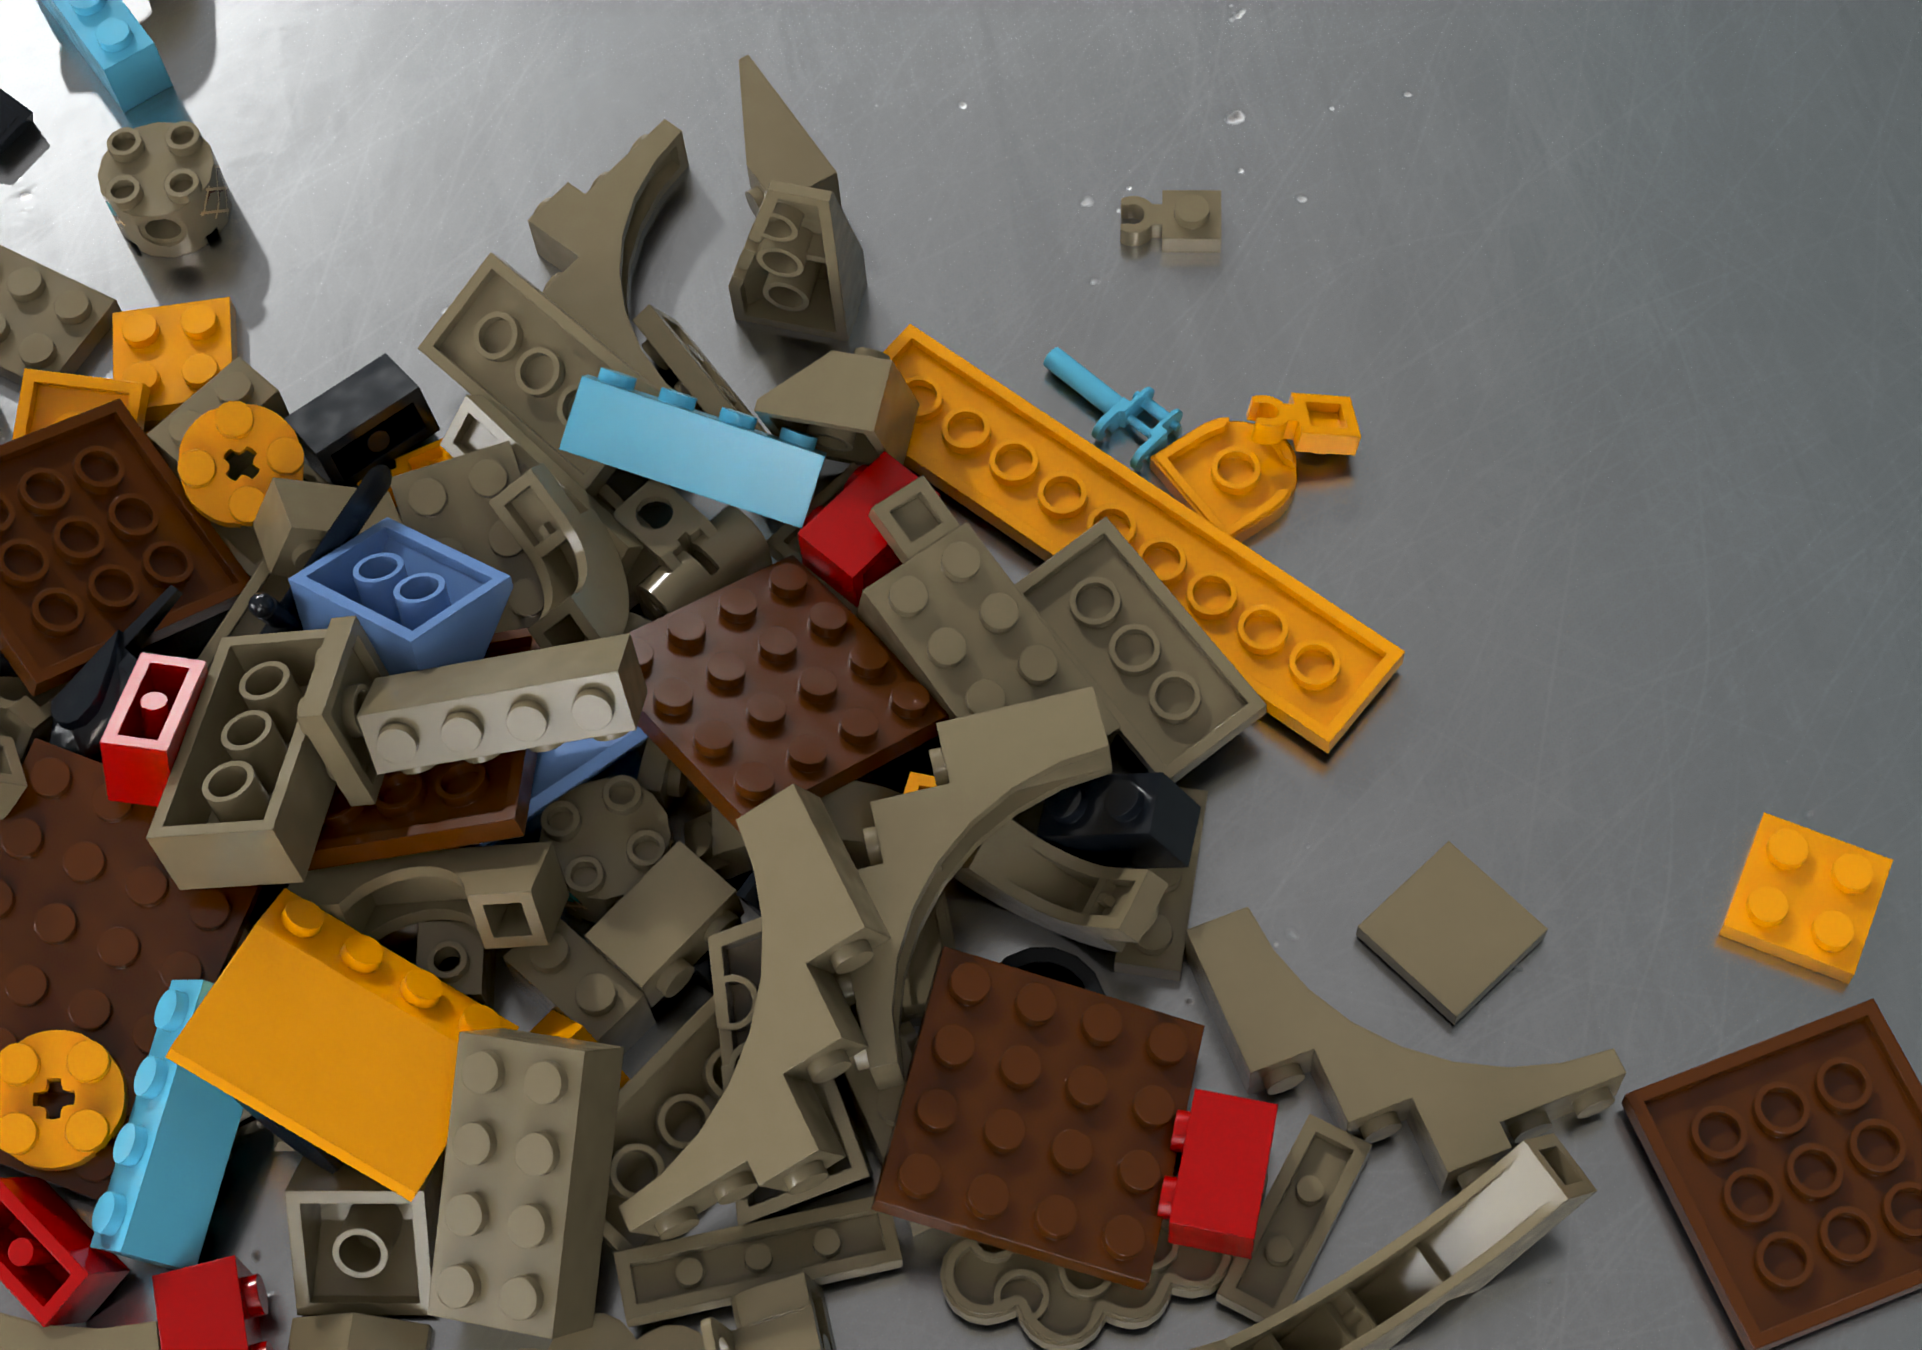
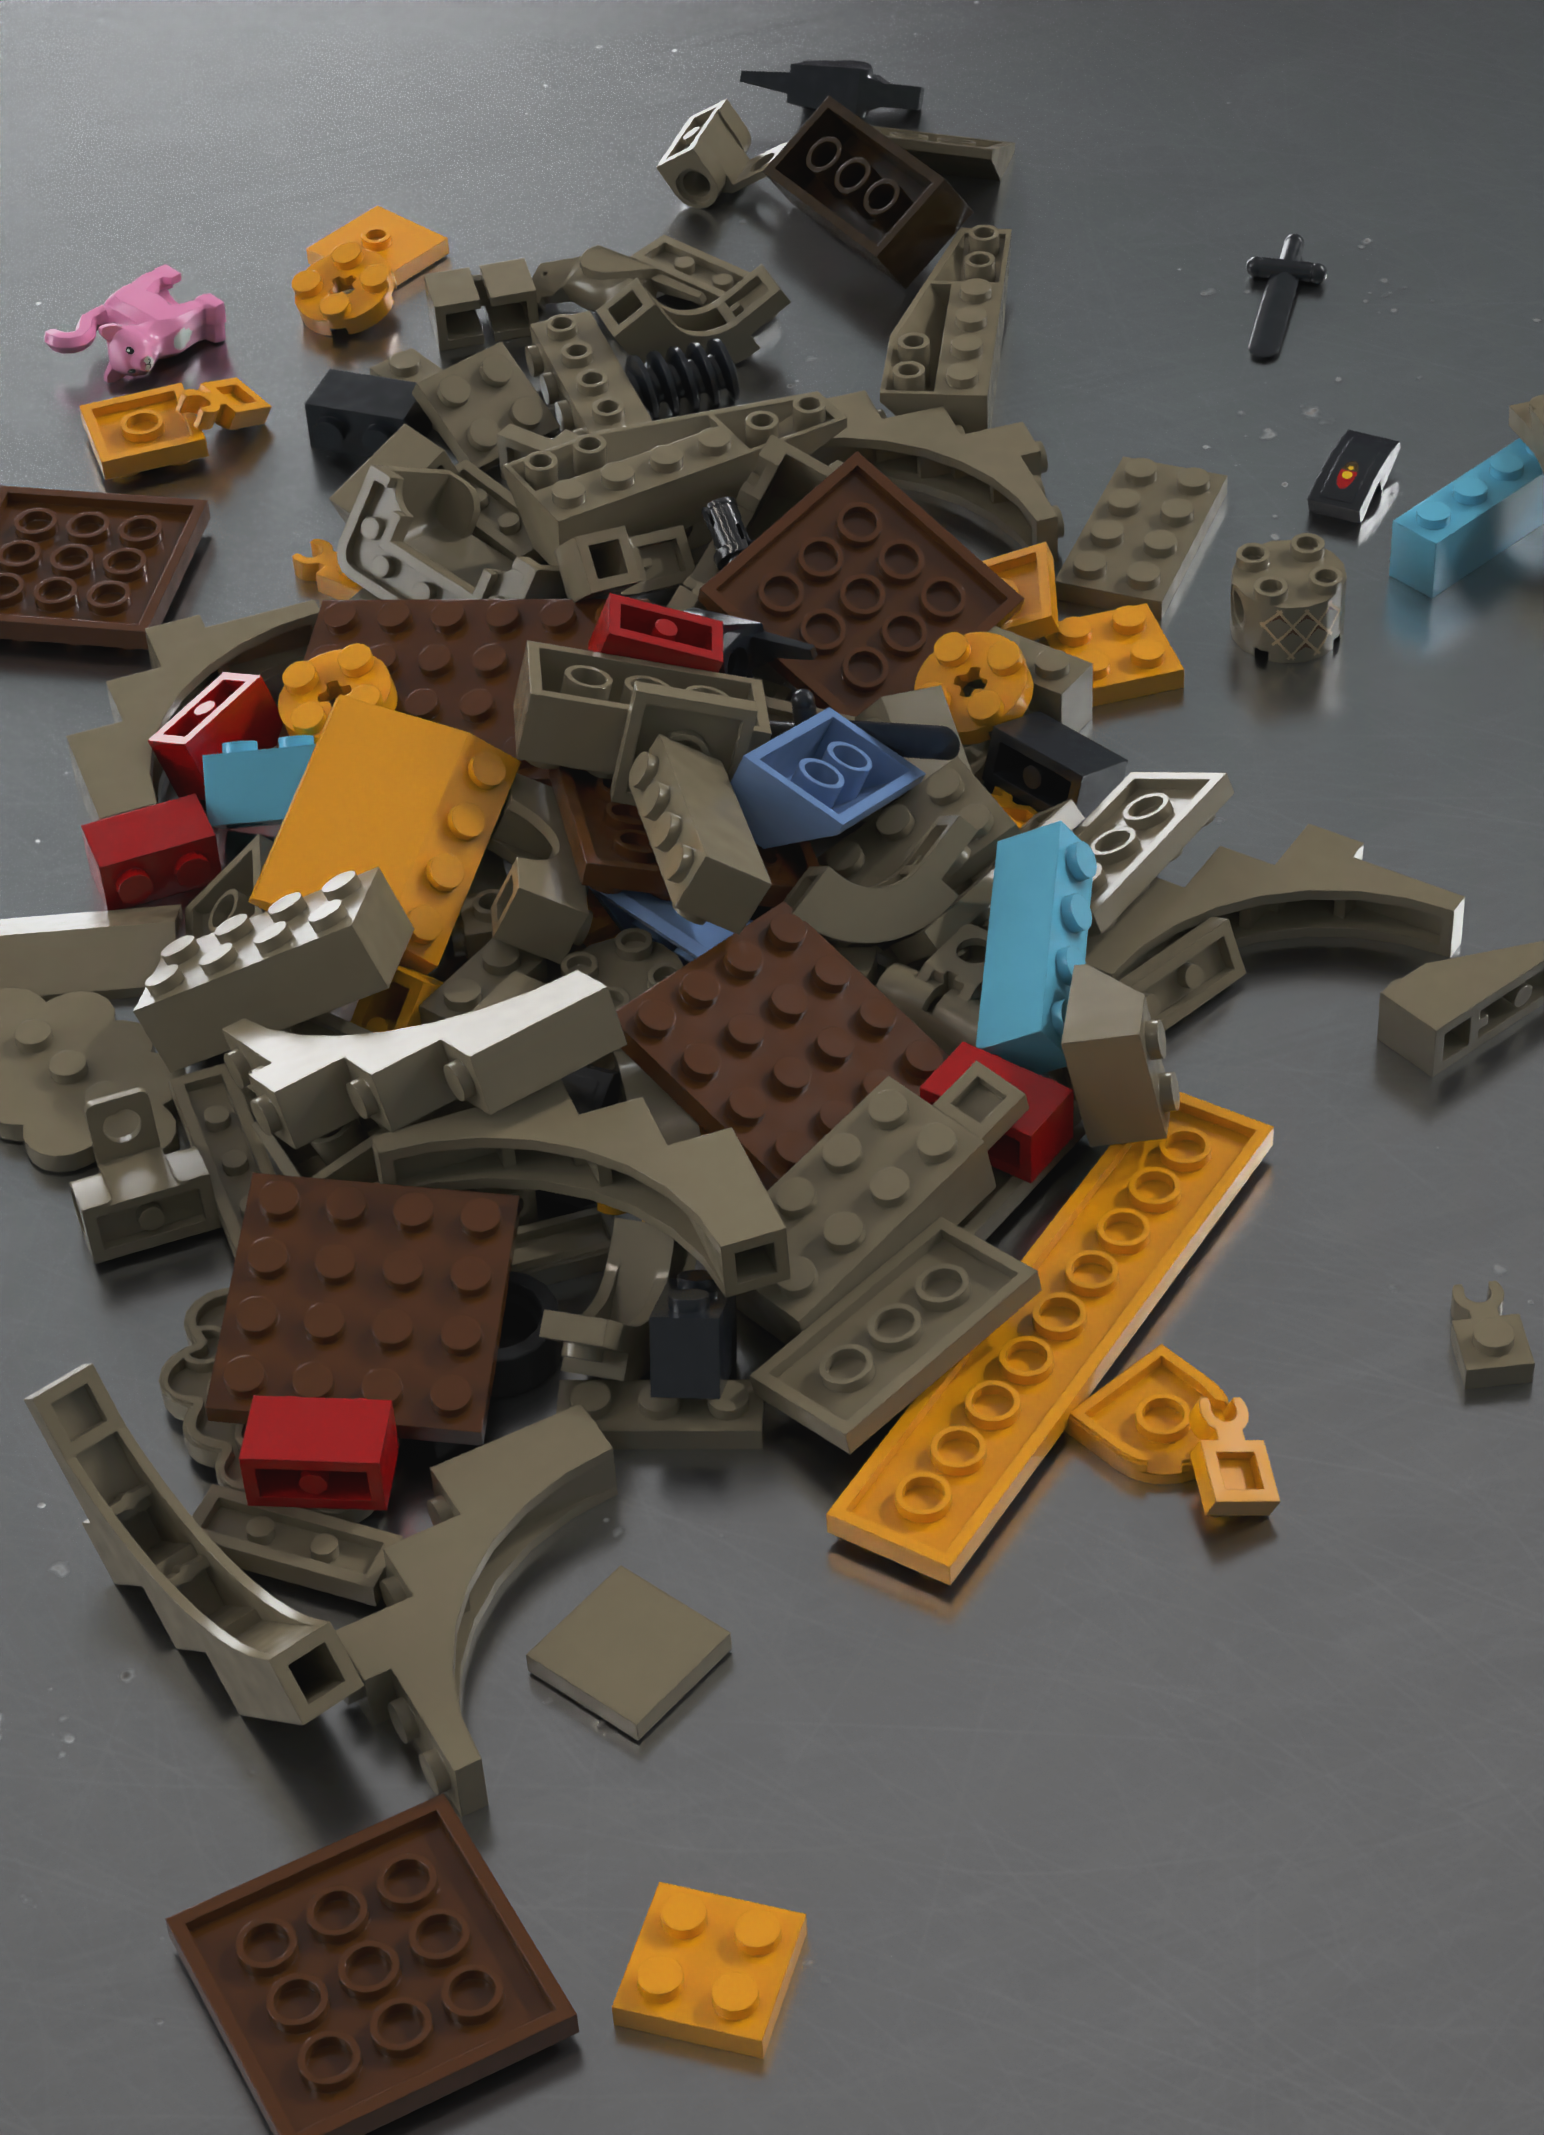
camera: 80 degrees right, 20 degrees down
(800, 265) = (1303, 1019): dark tan wedge -> none
(1116, 409) = (1220, 1316): medium azure piece -> none

